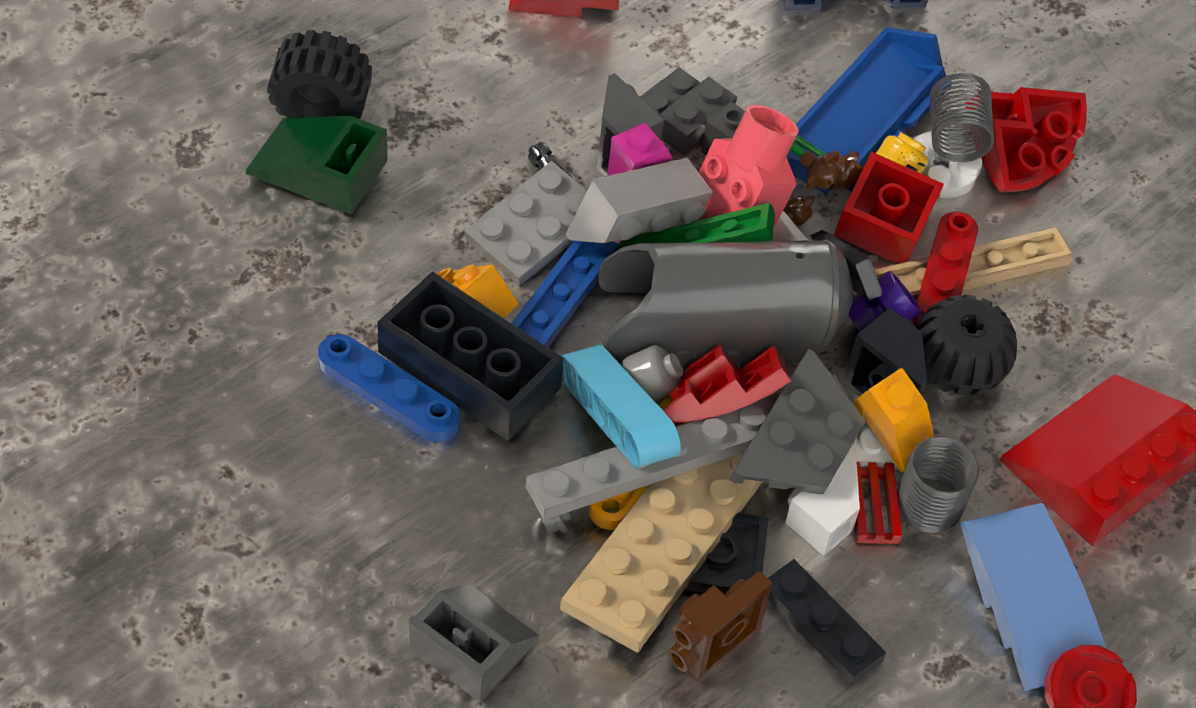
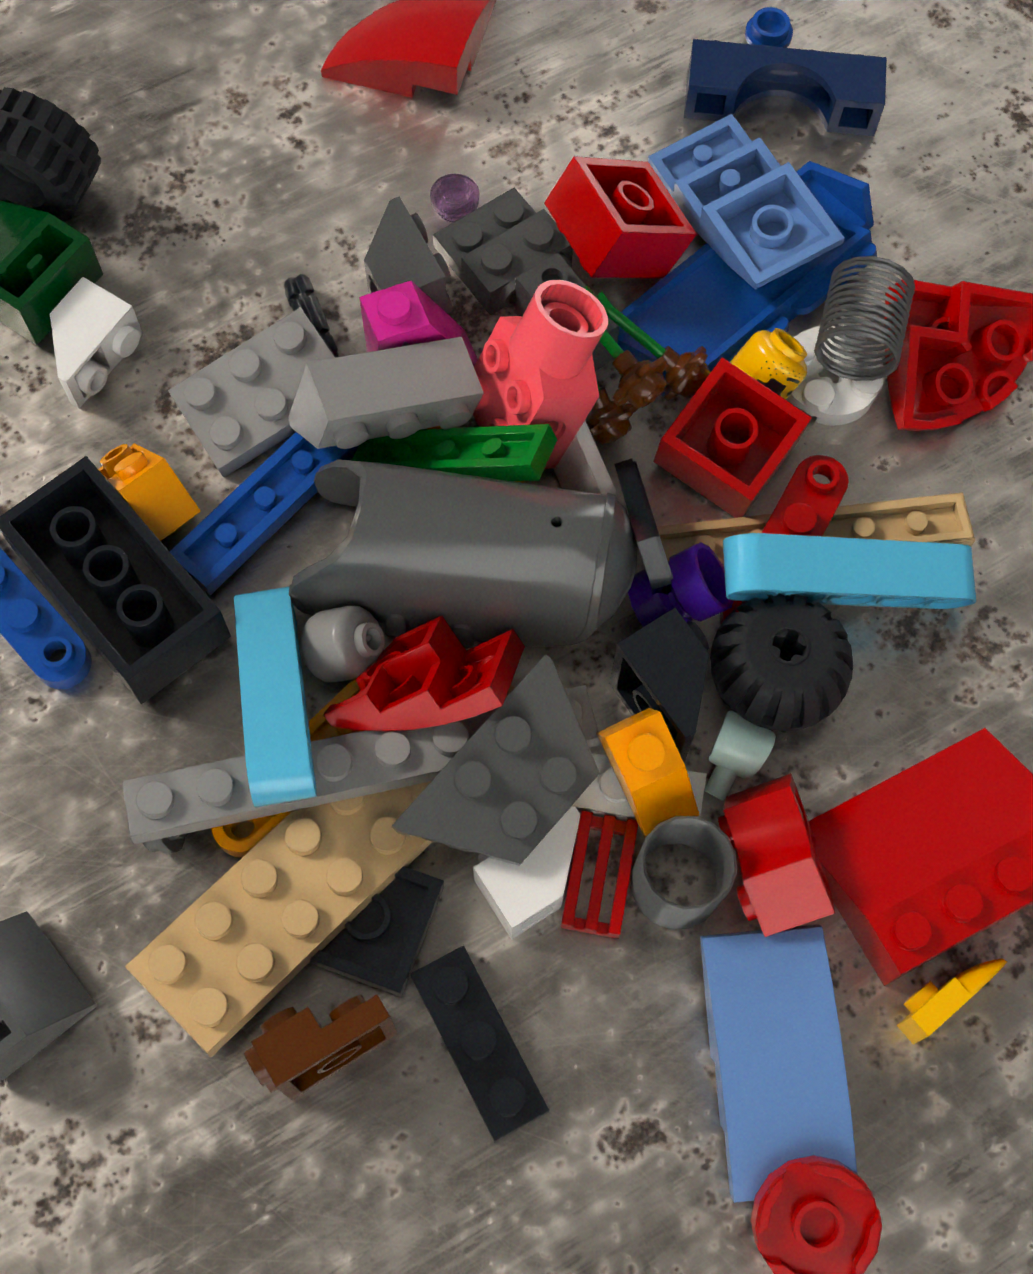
camera: 15 degrees right, 15 degrees up
(396, 200) = (90, 338): none -> white slope
(638, 76) = (454, 196): none -> clear purple plate
(767, 74) = (619, 218): none -> red brick
(849, 56) = (745, 202): none -> medium blue slope
(950, 408) = (737, 751): none -> light aqua piece
(998, 277) = (849, 571): none -> medium azure beam
(1006, 466) = (776, 856): none -> red brick
(1130, 546) = (933, 1005): none -> yellow plate

